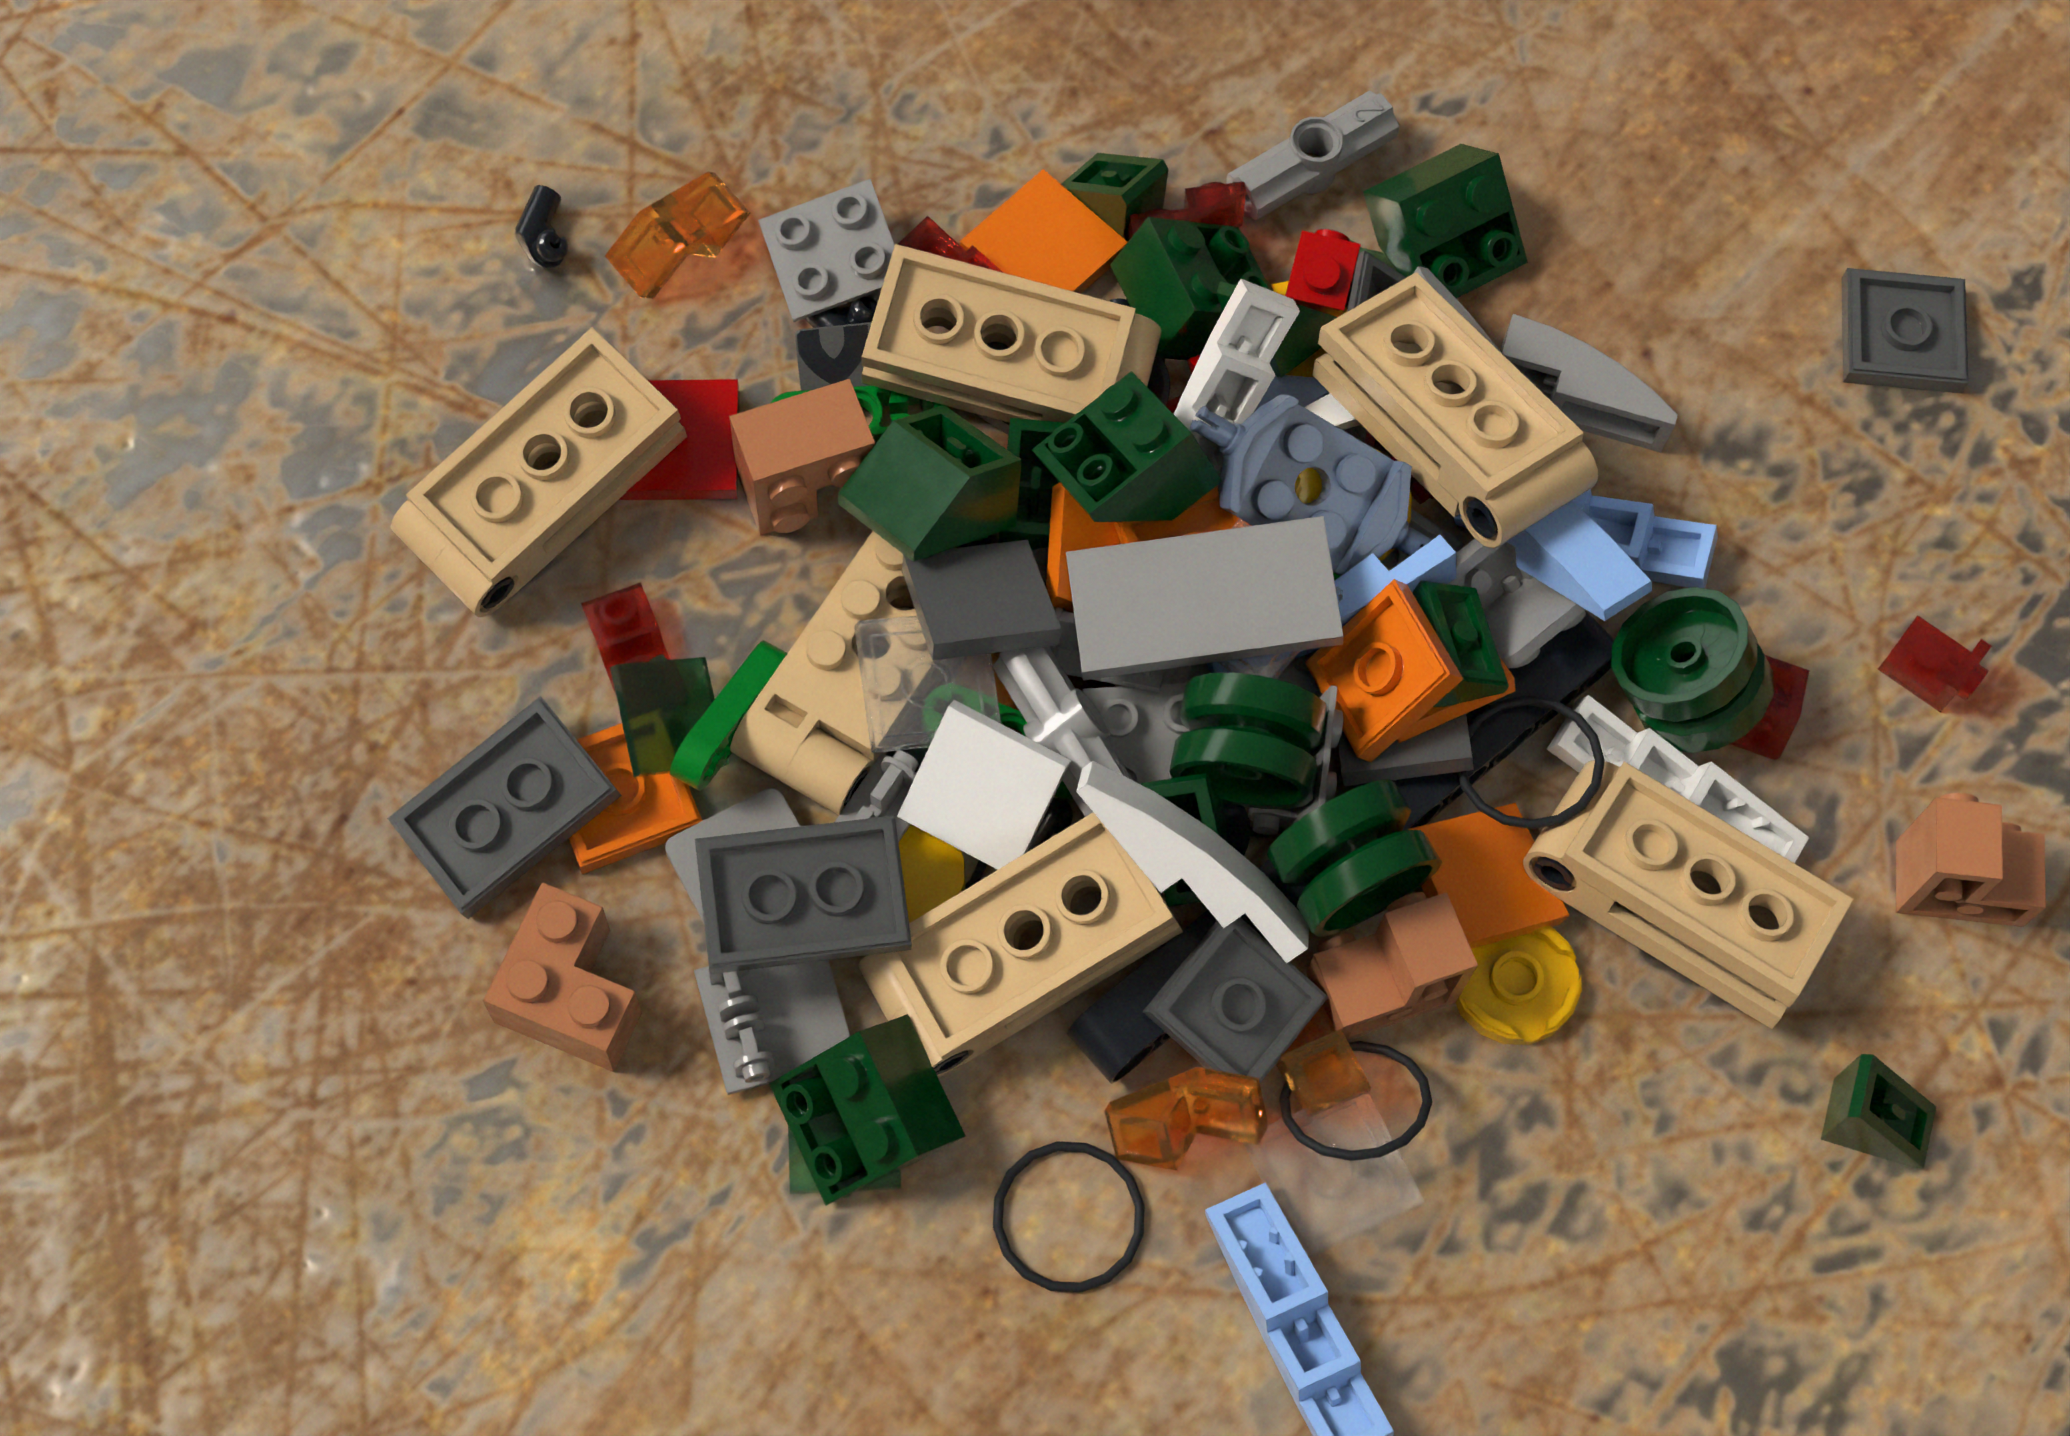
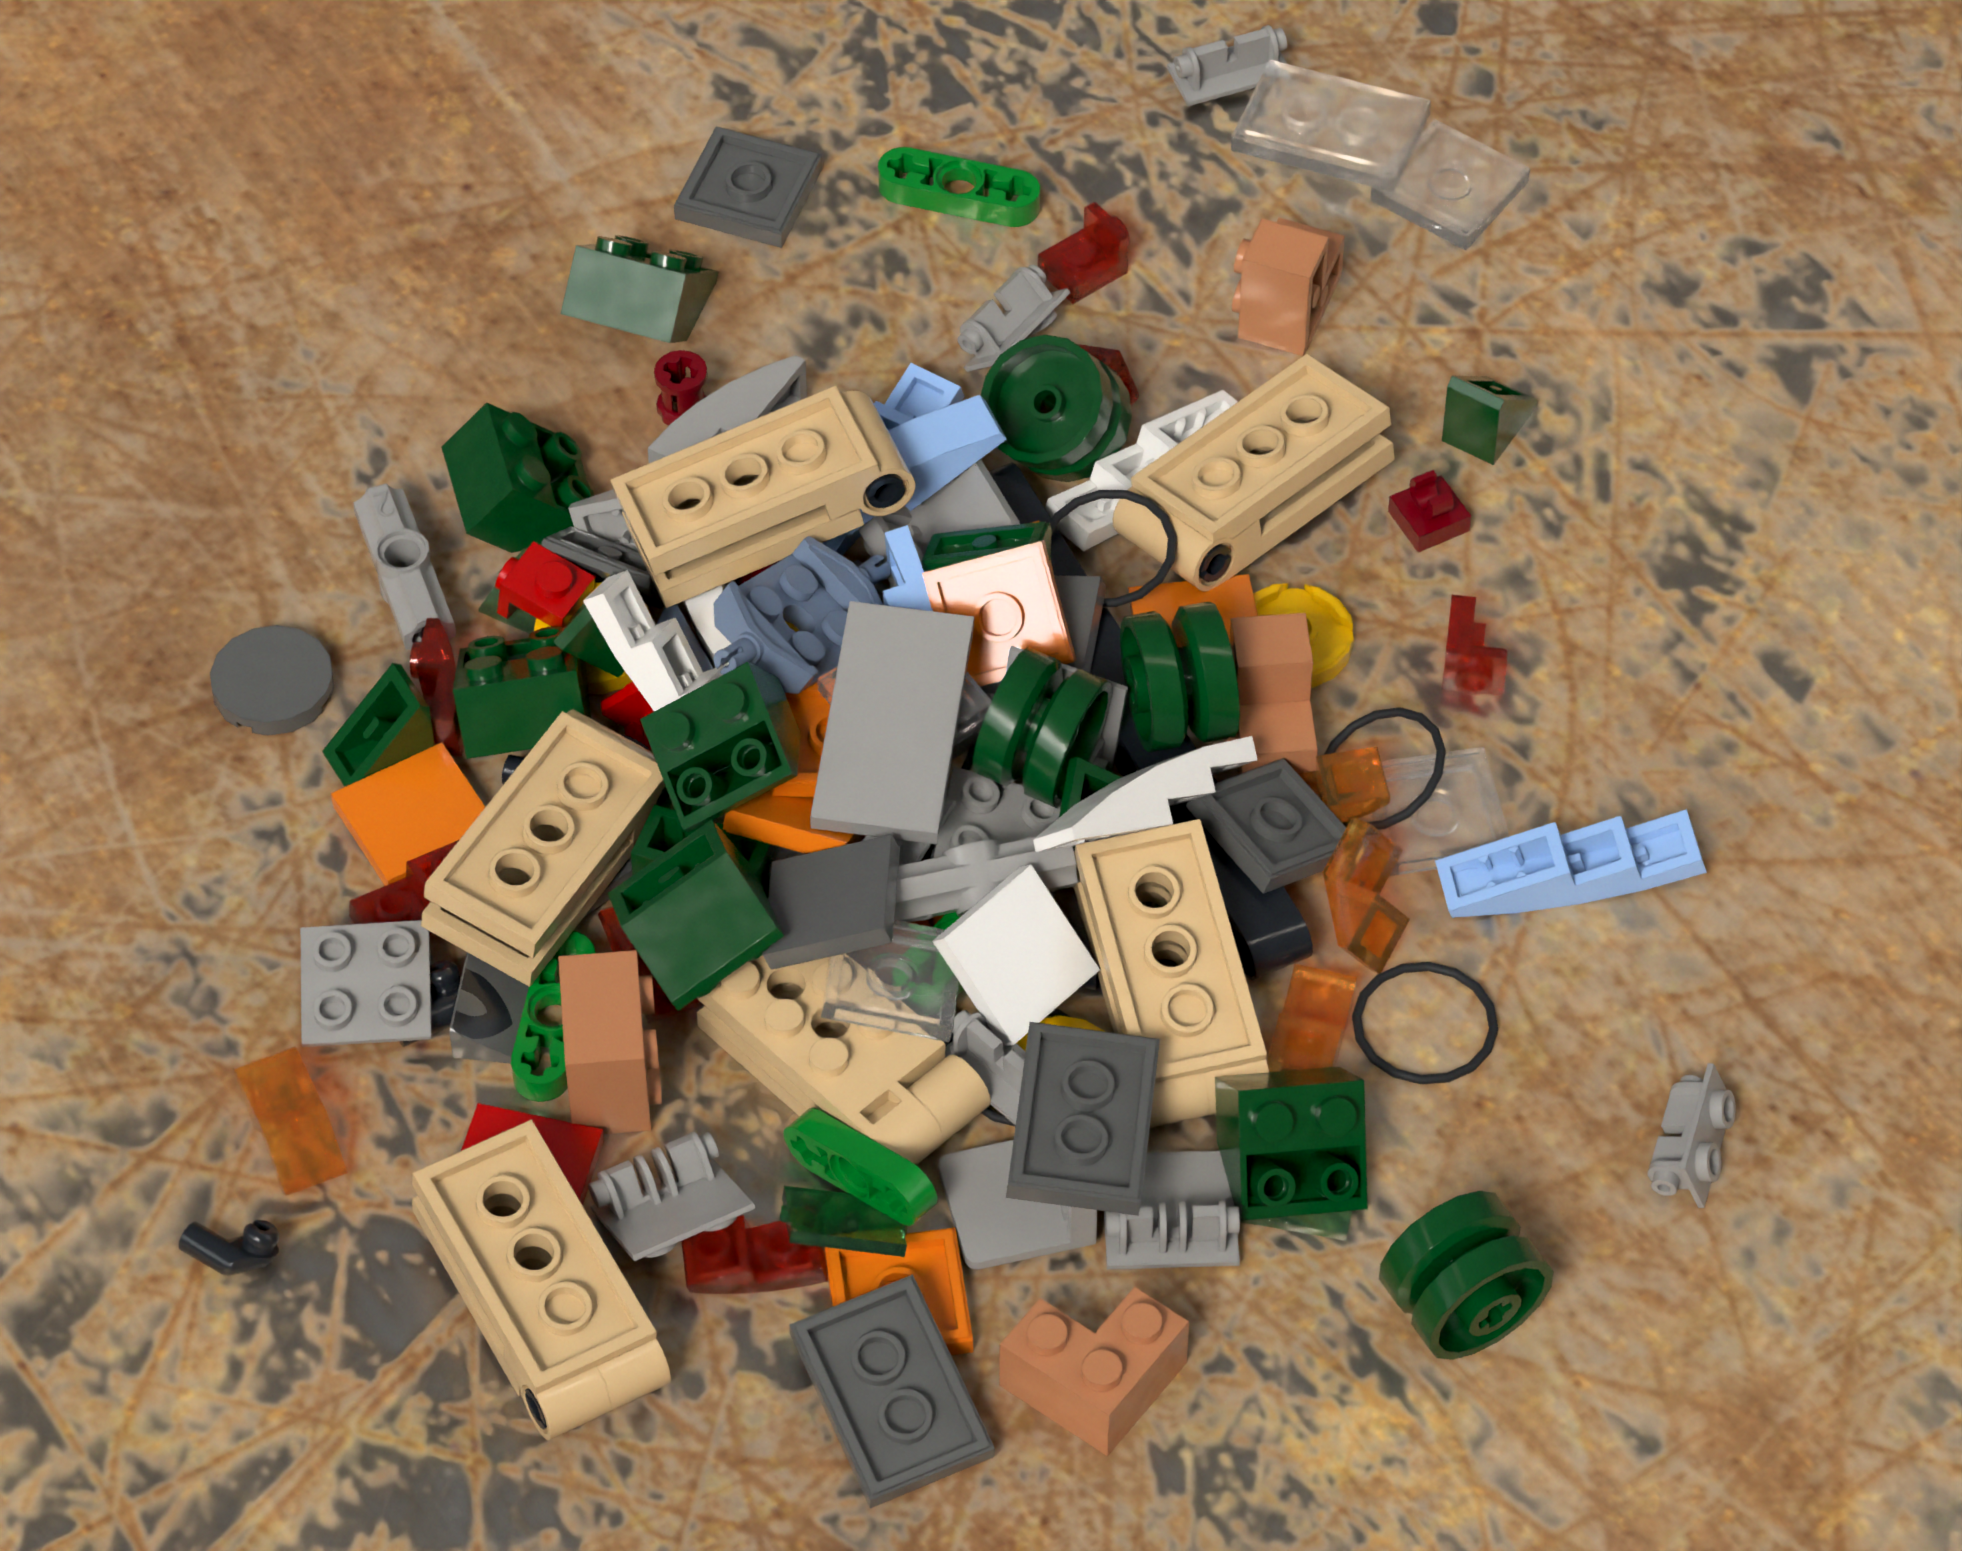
camera: 70 degrees left, 15 degrees down
(658, 561) = (674, 1205): none -> light grey hinge
(717, 1320) = (1465, 1275): none -> dark green wheel
(1024, 1103) = (1312, 1020): none -> clear orange slope
(1161, 89) = (272, 679): none -> dark grey tile
(1552, 1150) = (1469, 663): none -> clear red bracket
(1616, 326) = (675, 386): none -> dark red bush
(1723, 261) = (638, 290): none -> slope
(1723, 1083) = (1429, 511): none -> dark red tile
(1791, 603) = (1027, 311): none -> light grey hinge
(1967, 544) = (918, 193): none -> green beam

